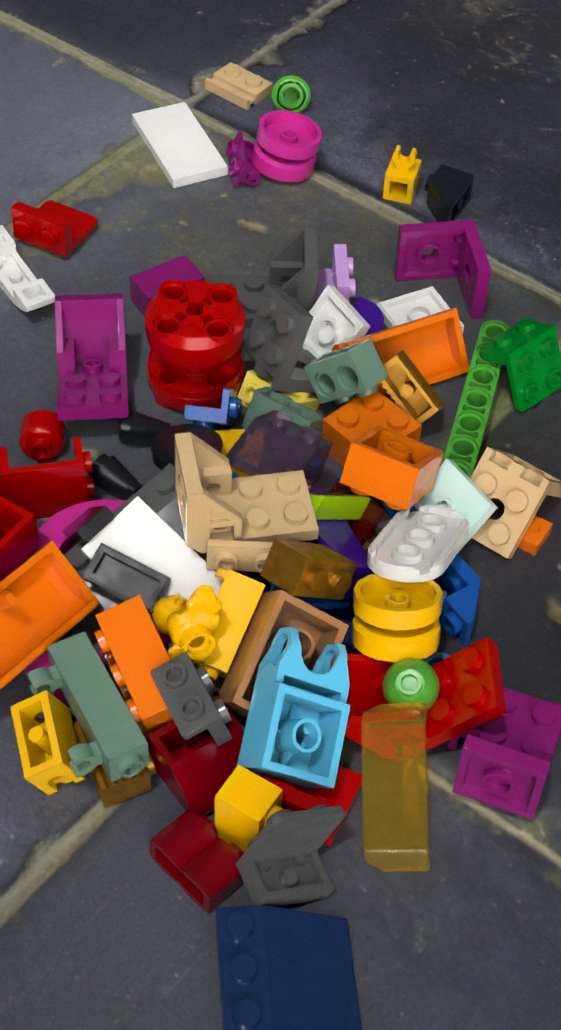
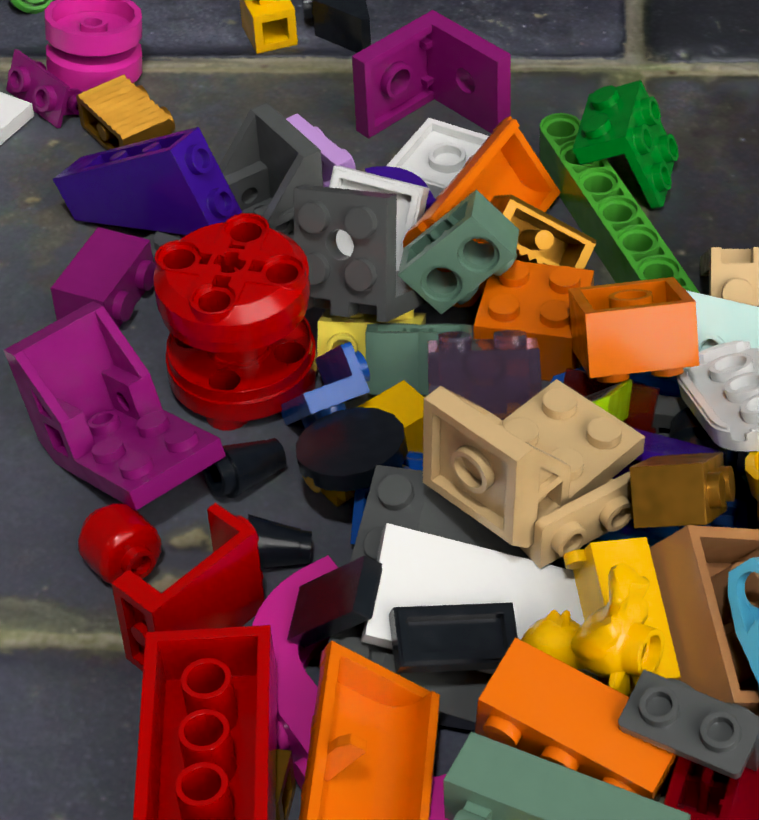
camera: 30 degrees left, 5 degrees down
(232, 248) = (150, 185): none -> dark purple slope
(266, 202) = (122, 114): none -> brick

